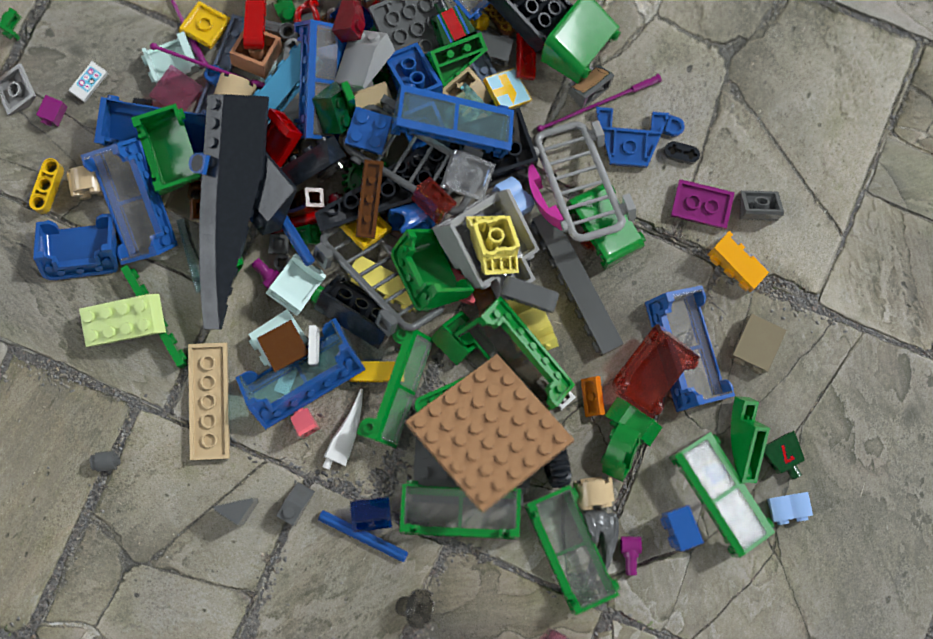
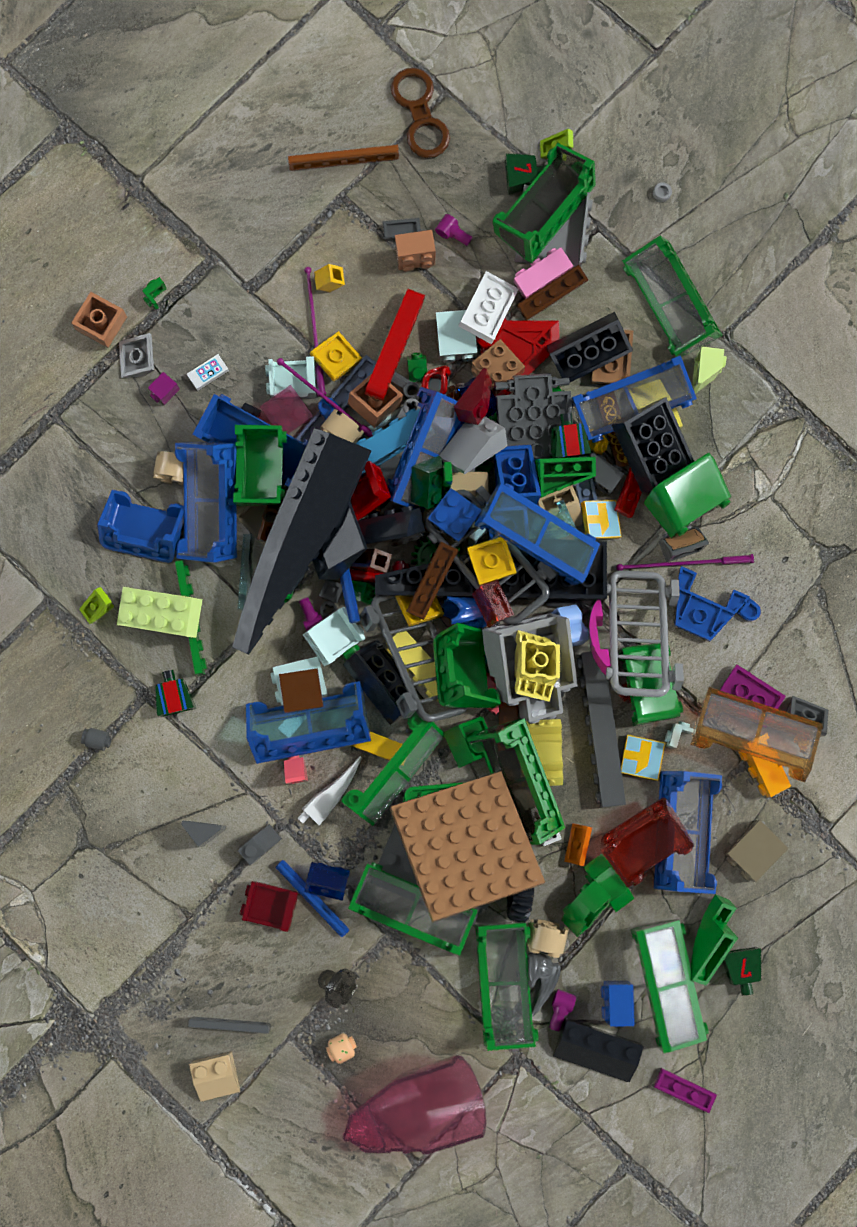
camera: 20 degrees right, 0 degrees up
(44, 177) = (134, 449): yellow beam -> none
(60, 336) = (96, 605): none -> lime slope
(163, 395) = (173, 696): none -> torso
(199, 163) = (283, 491): tile -> none
(208, 401) = (213, 717): tan plate -> none
(314, 346) = (330, 701): white tile -> none
(325, 557) = (269, 905): none -> dark red panel
(397, 145) = (476, 537): none -> white tile
(418, 160) = (491, 560): none -> yellow plate
(467, 175) = (533, 591): clear slope -> none
(529, 294) = (552, 726): dark grey beam -> none
(623, 296) = (642, 757): none -> tile
(644, 266) = (673, 736): none -> light aqua bracket
(678, 579) = (598, 1050): none -> black slope
(683, 148) = (751, 635): black beam -> none
(720, 232) = (757, 731): none -> windscreen
(771, 586) = (685, 1090): none -> magenta tile
(790, 507) = (730, 1020): light blue brick -> none

